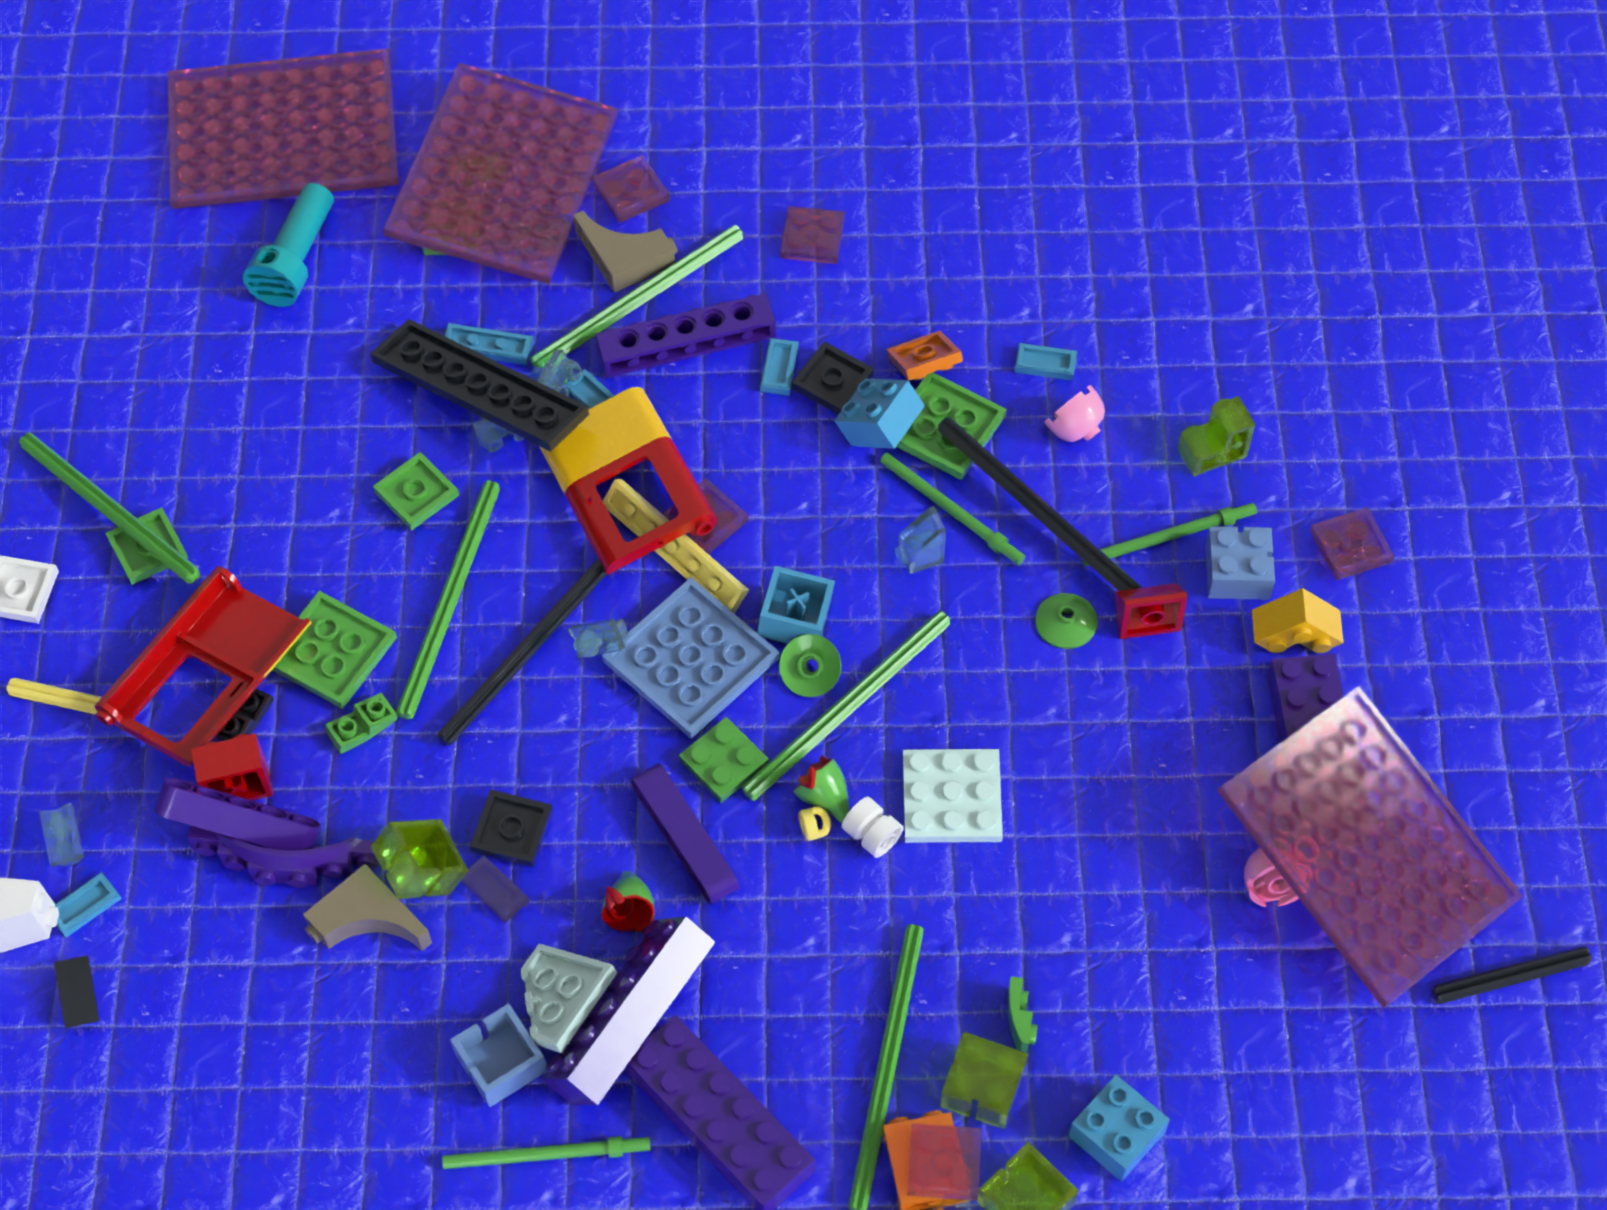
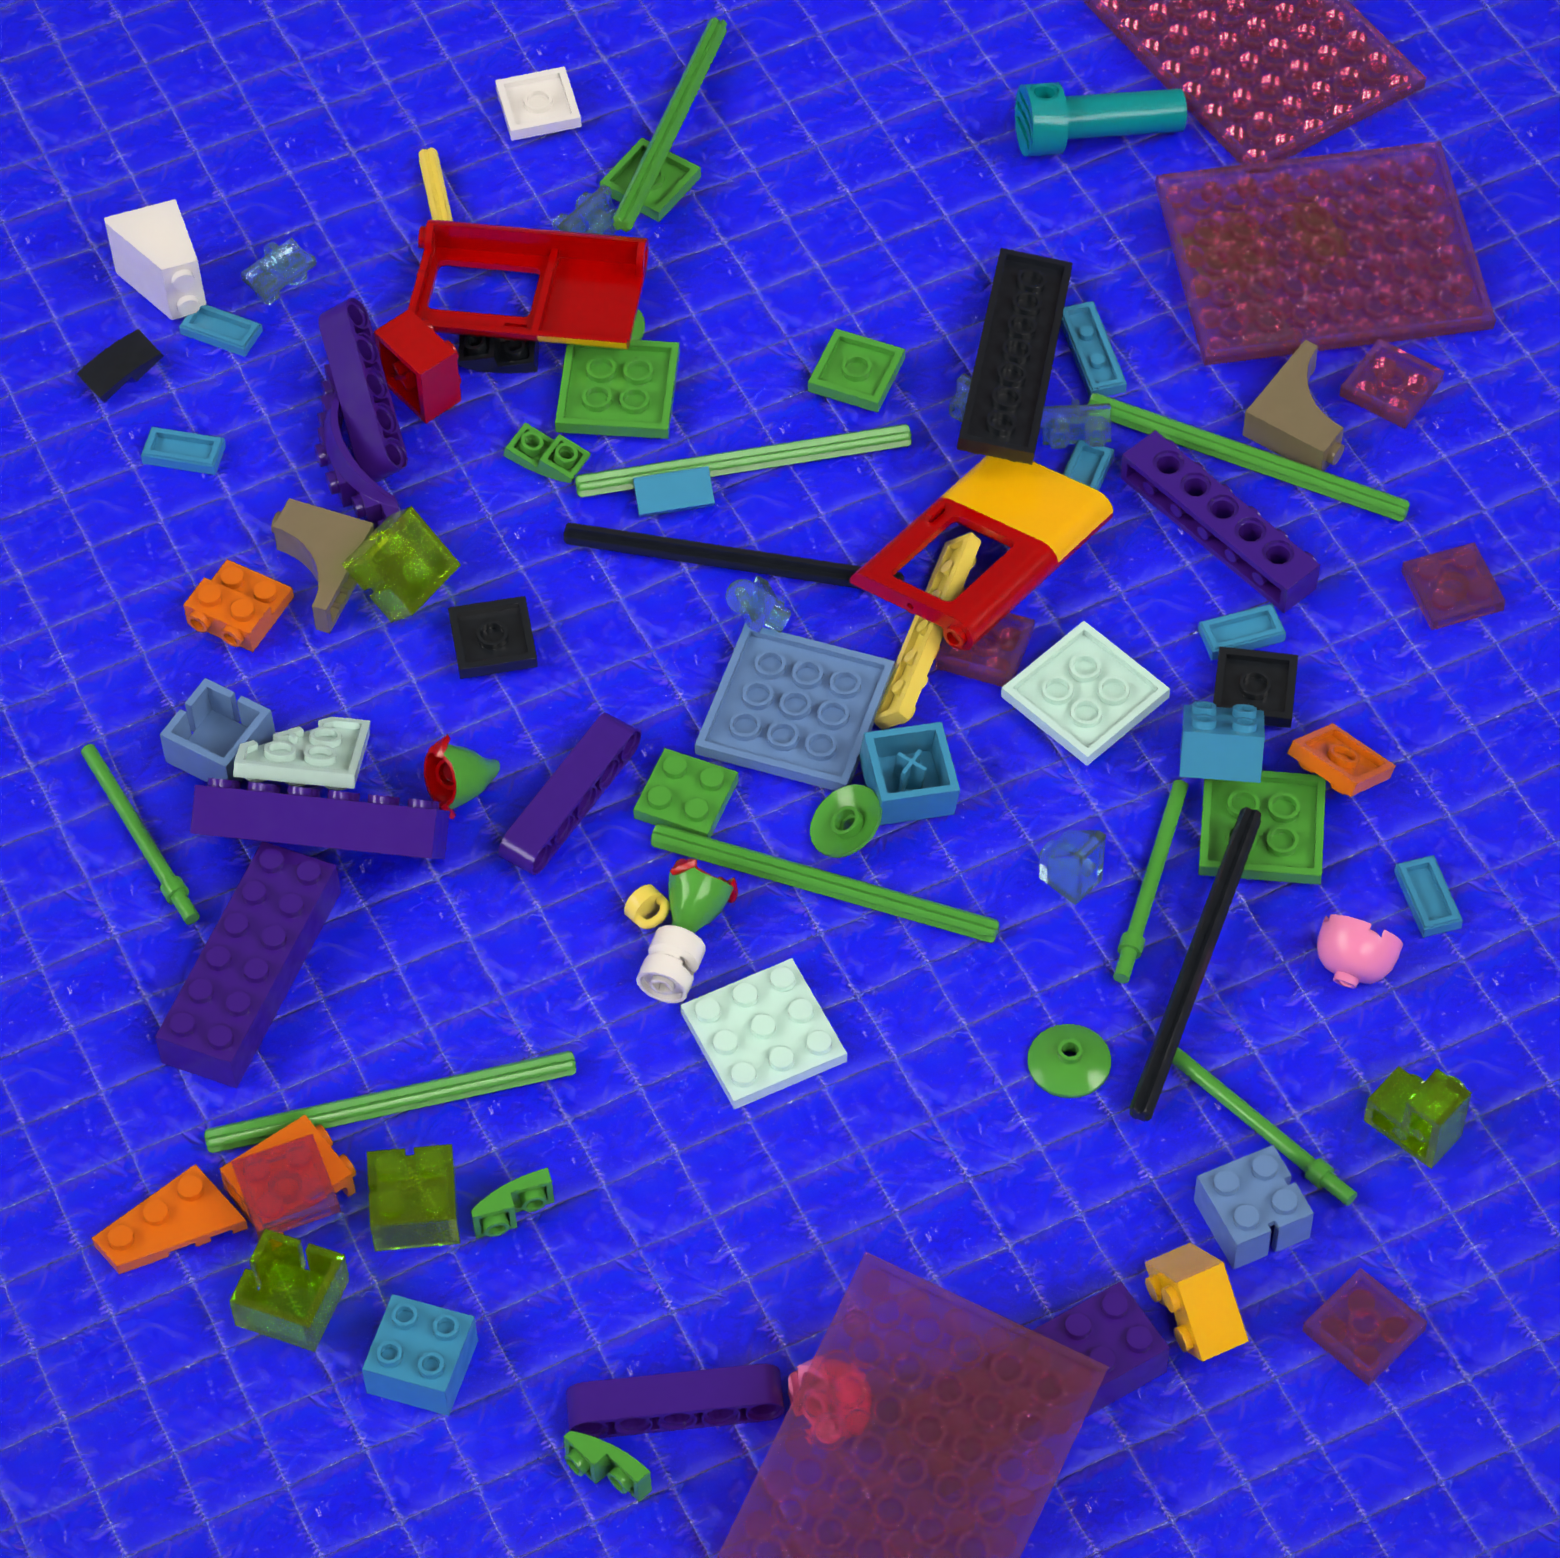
camera: 65 degrees right, 5 degrees down
(163, 598) = (592, 214): none -> clear light blue hips
(190, 979) = (183, 450): none -> dark azure tile
(370, 996) = (237, 605): none -> orange plate
(451, 653) = (673, 491): none -> dark azure tile
(495, 889) = (417, 657): clear purple tile -> none
(780, 477) = (1085, 693): none -> light aqua plate
(1150, 610) = (1121, 1129): red slope -> none
(1228, 976) = (675, 1401): none -> dark purple beam
(1253, 1044) = (599, 1458): none -> bright green slope

